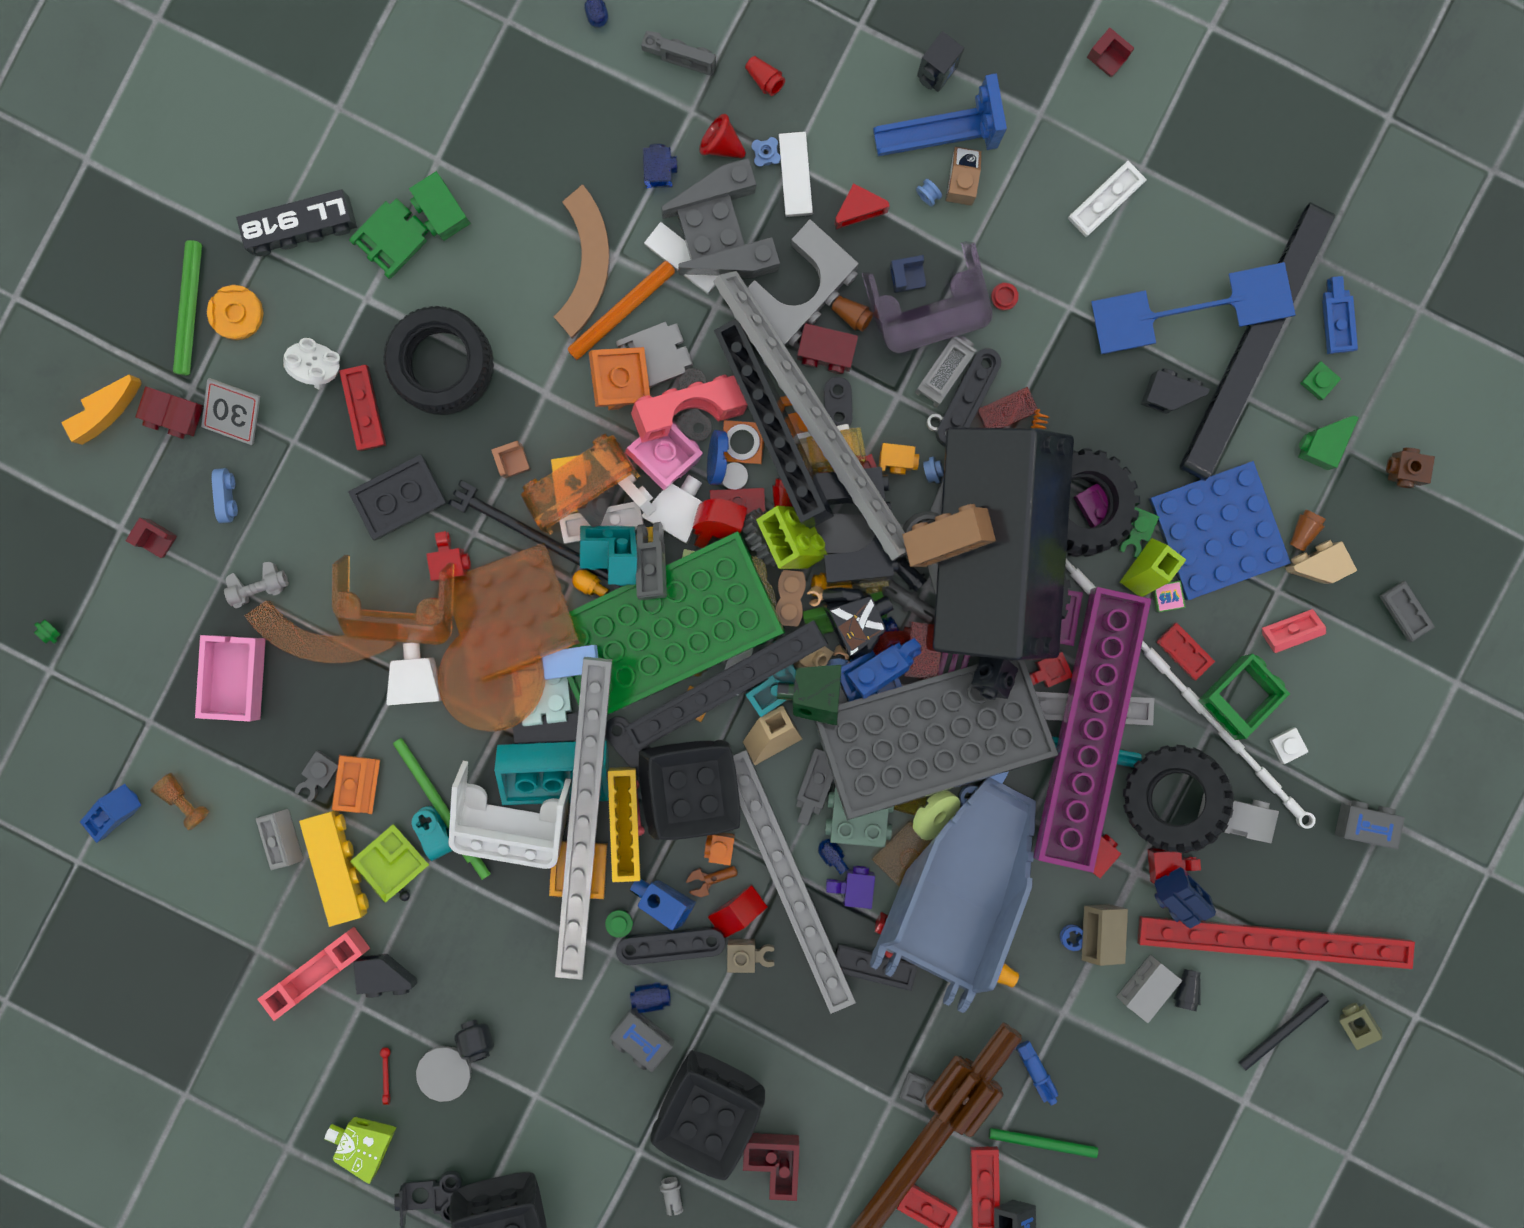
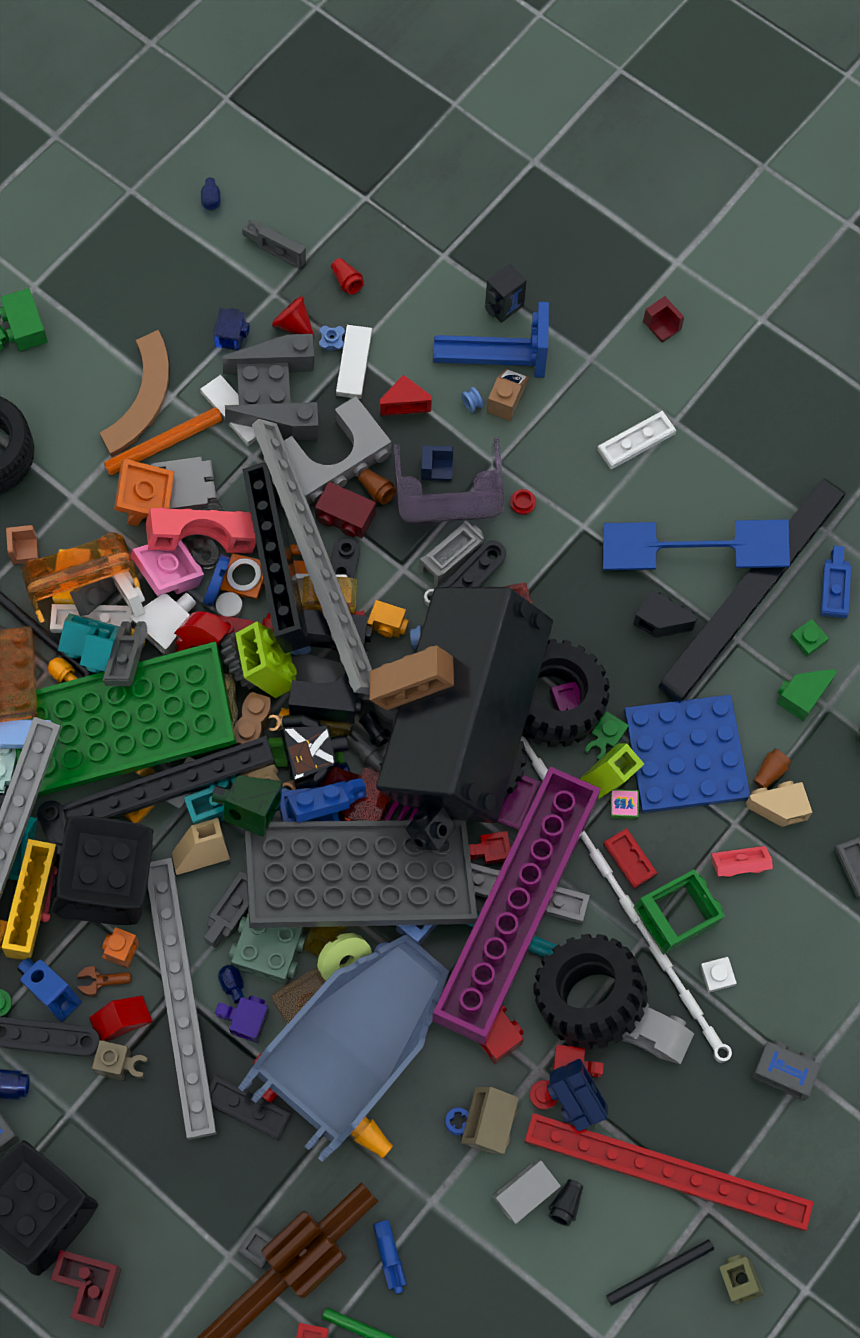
camera: 10 degrees right, 20 degrees down
(1145, 896) = (540, 1095): none -> red plate

